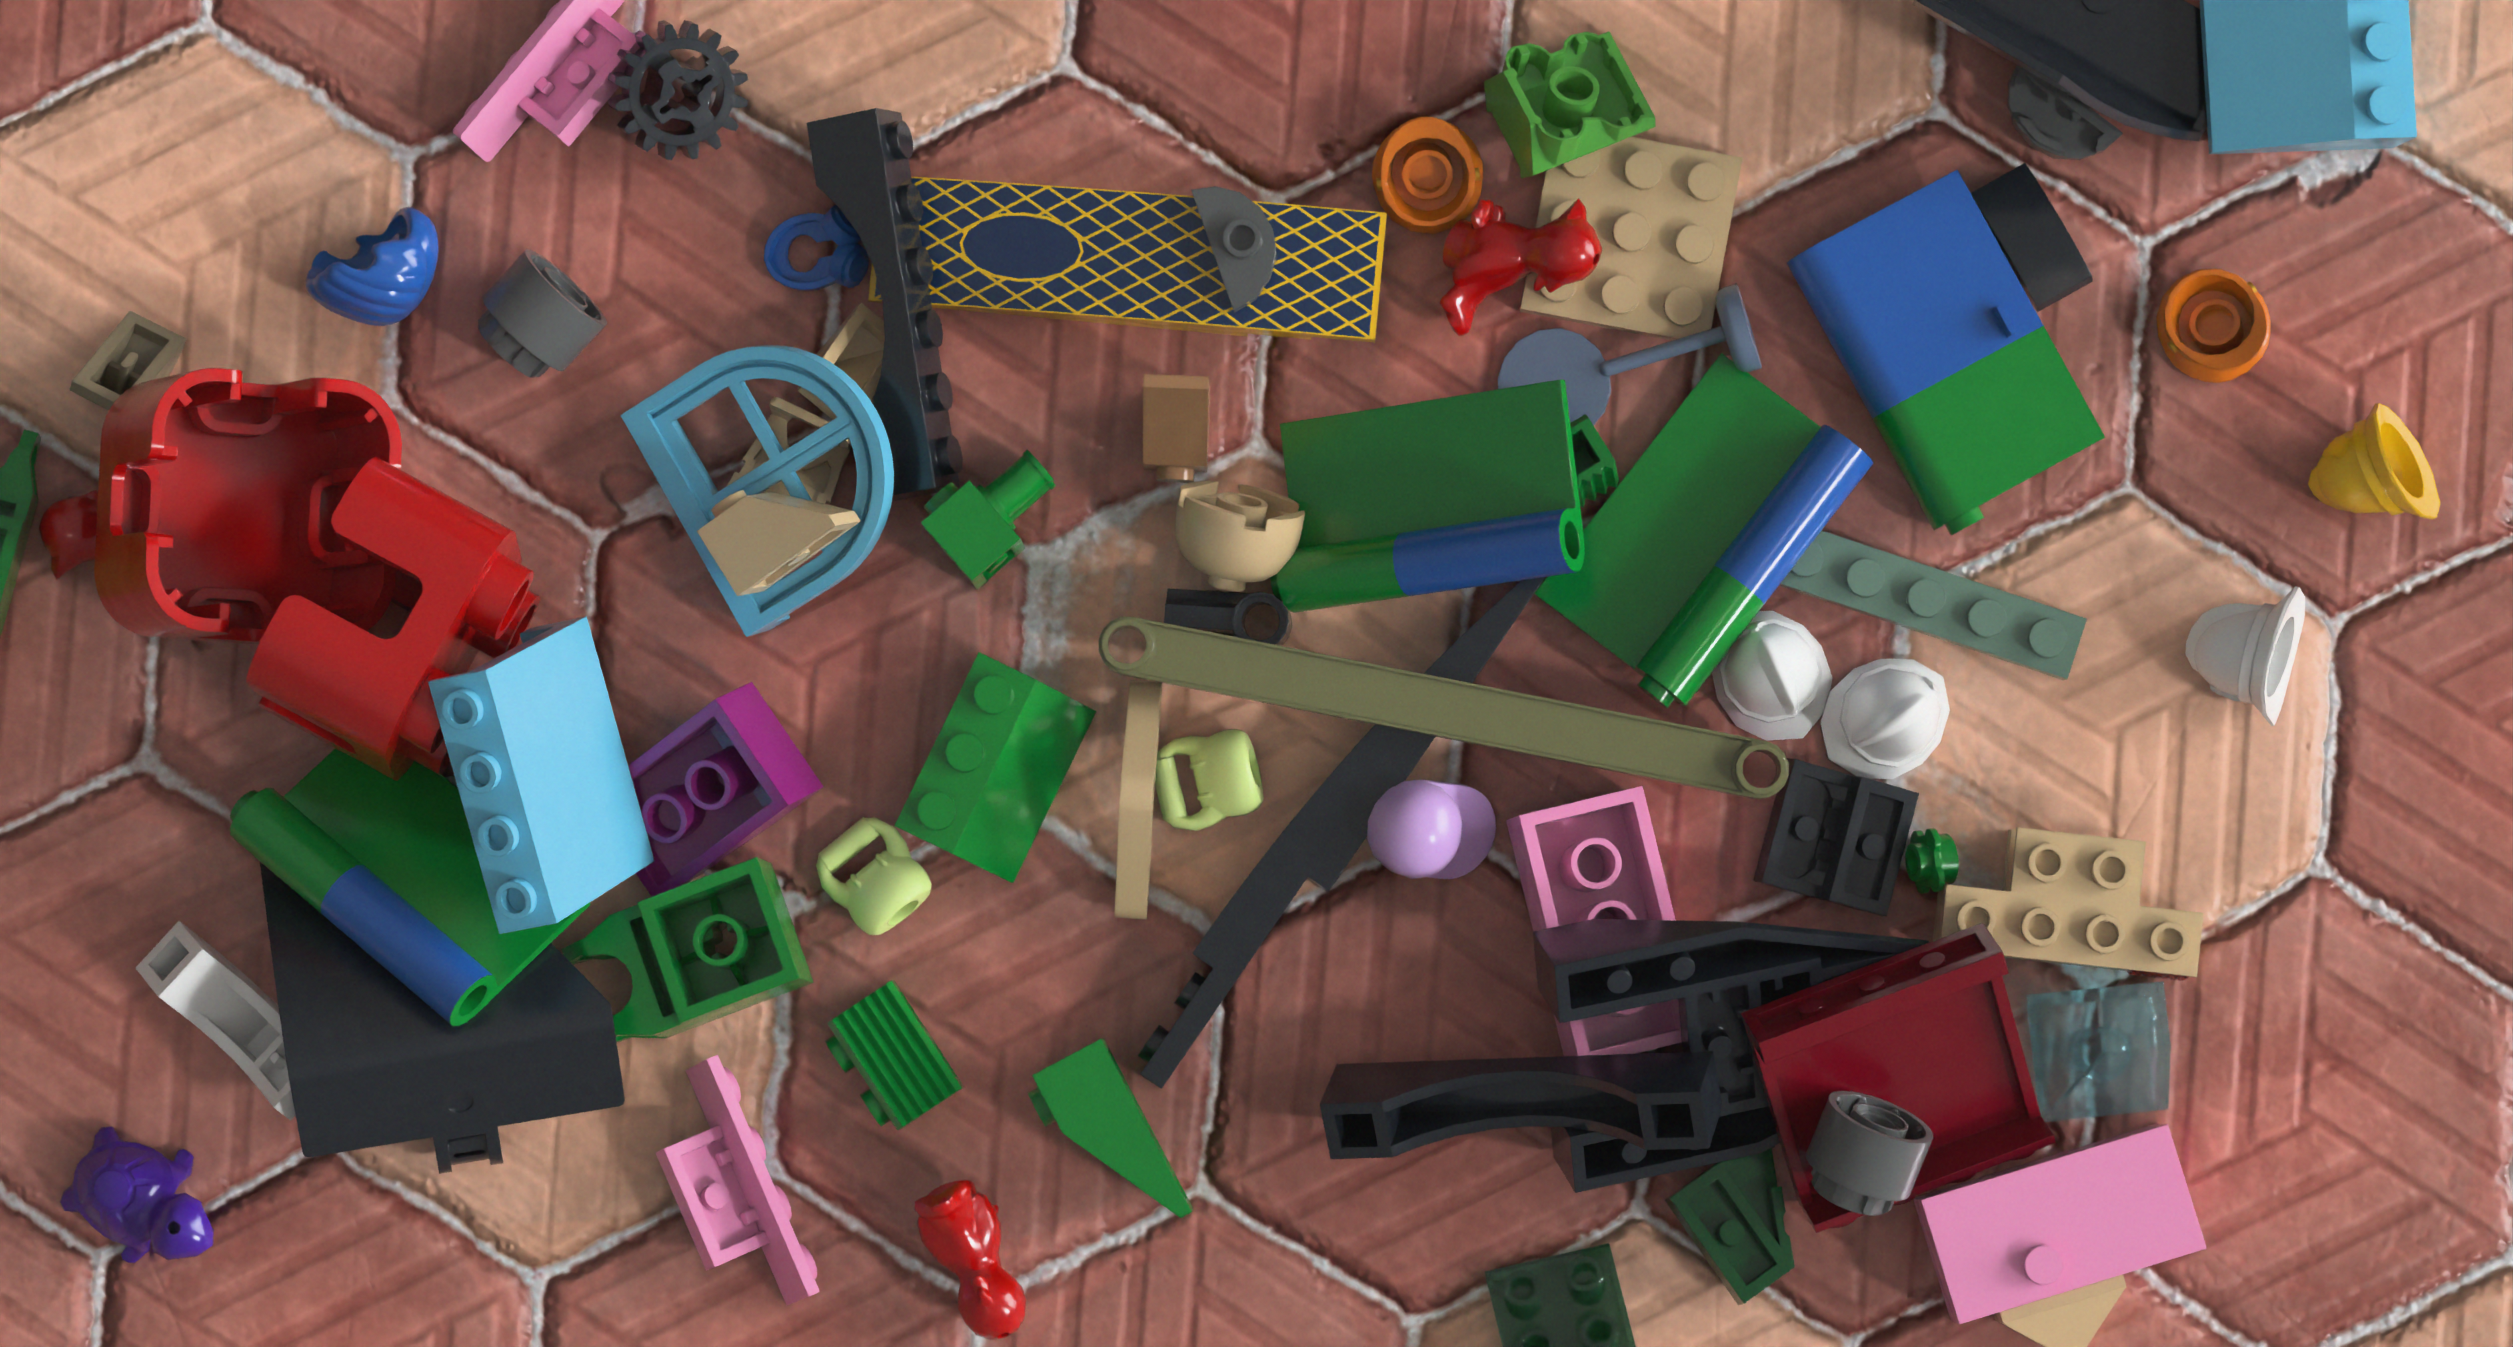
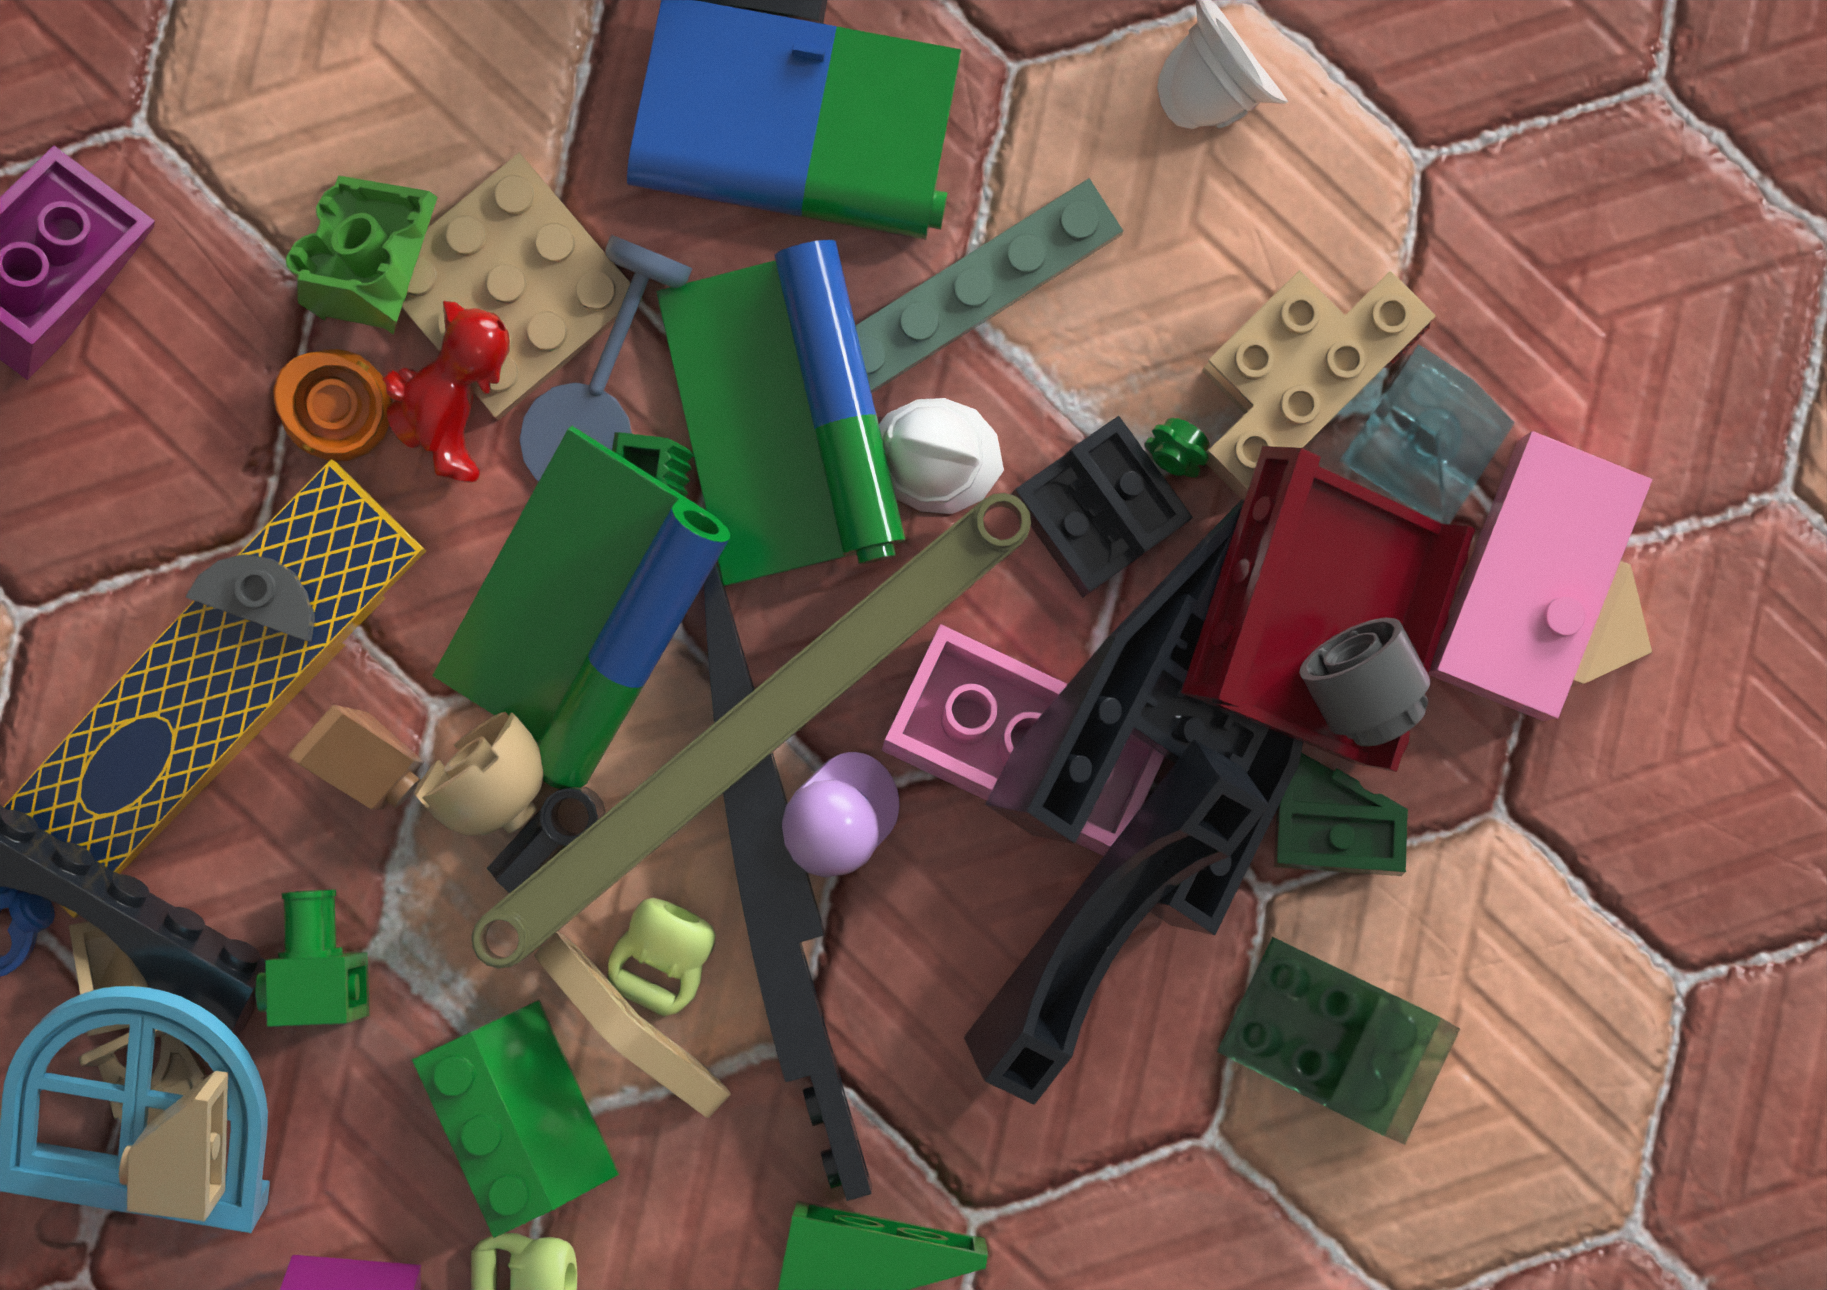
camera: 50 degrees left, 0 degrees up
(1885, 718) = (1039, 394): white piece -> none

